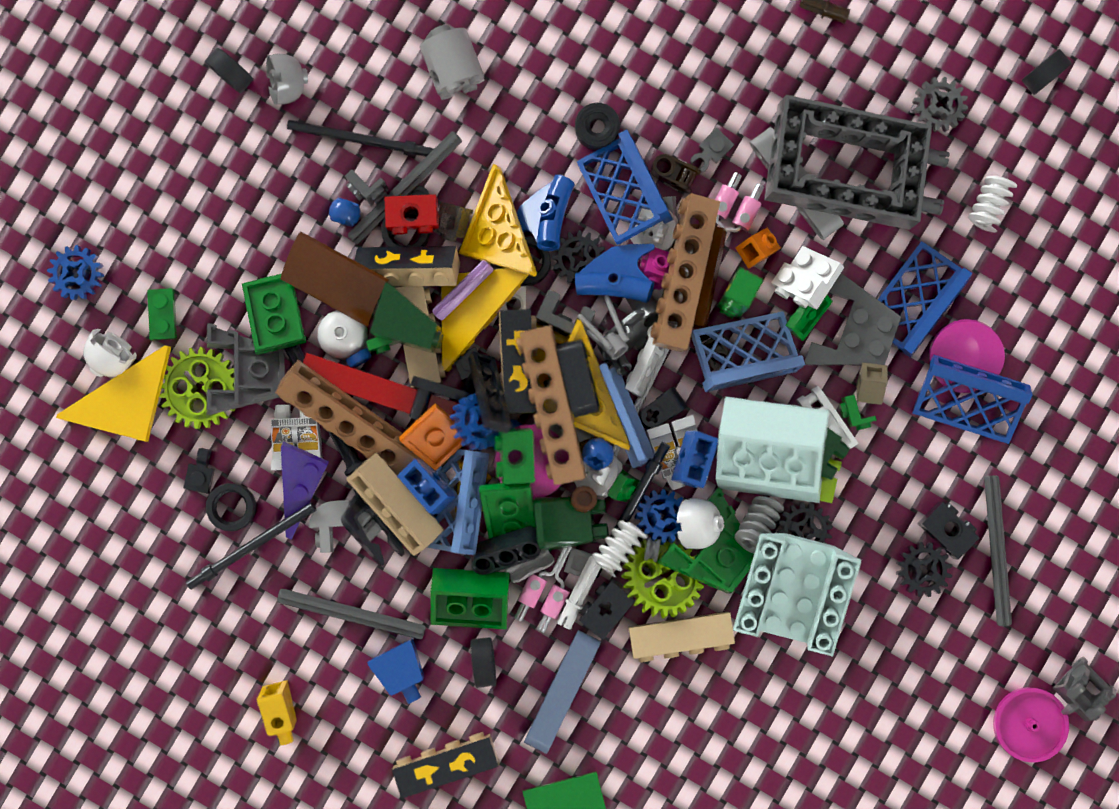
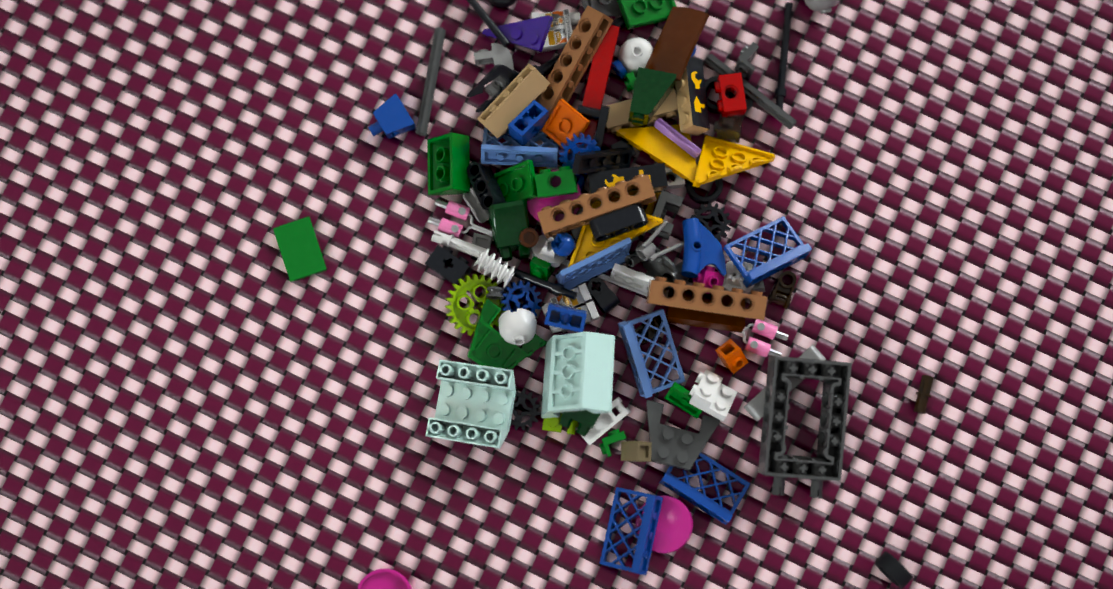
camera: 85 degrees right, 5 degrees down
(277, 711) = (356, 34): yellow torso -> none
(344, 212) = (727, 49): blue piece -> none
(446, 765) = (324, 158): black brick -> none
(451, 61) = (849, 115): light grey cylinder -> none
(483, 662) = (402, 177): black tyre -> none
(545, 212) = (742, 194): blue pin -> none
(562, 691) = (384, 238): sand blue beam -> none
(600, 112) = (817, 219): black tyre -> none
(681, 635) = (433, 323): tan brick -> none
(713, 149) = (805, 319): dark grey plate -> none
(739, 294) = (694, 339): green brick -> none
(758, 521) = (523, 372): light grey piece -> none
(930, 560) = (490, 515): black gear -> none
(934, 524) = (518, 527): black brick -> none
(935, 96) = (864, 495): dark grey gear -> none
(990, 202) = (786, 534): white piece -> none
(997, 550) = (516, 561): dark grey axle -> none

